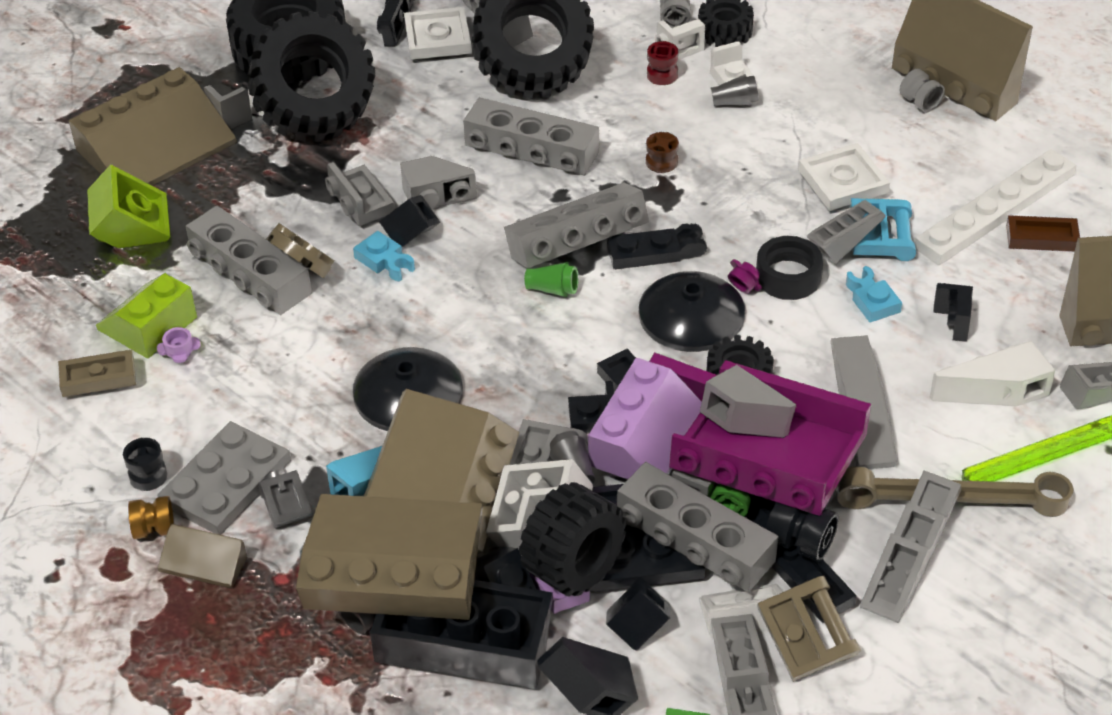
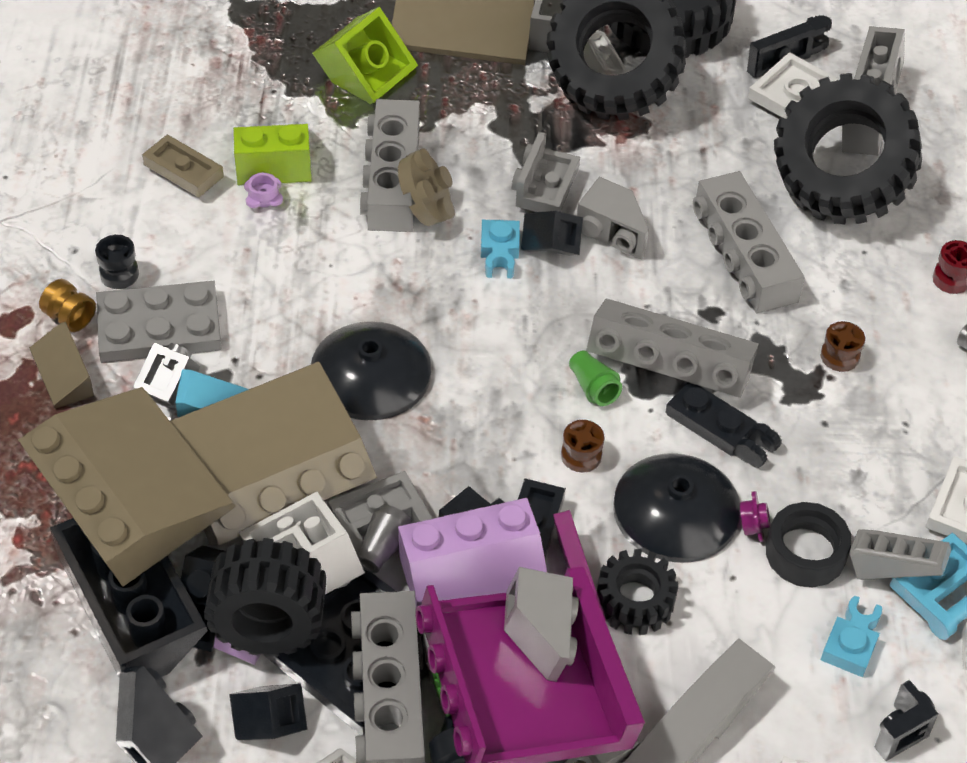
camera: 45 degrees right, 5 degrees up
(599, 321) = (579, 435): none -> reddish brown wheel

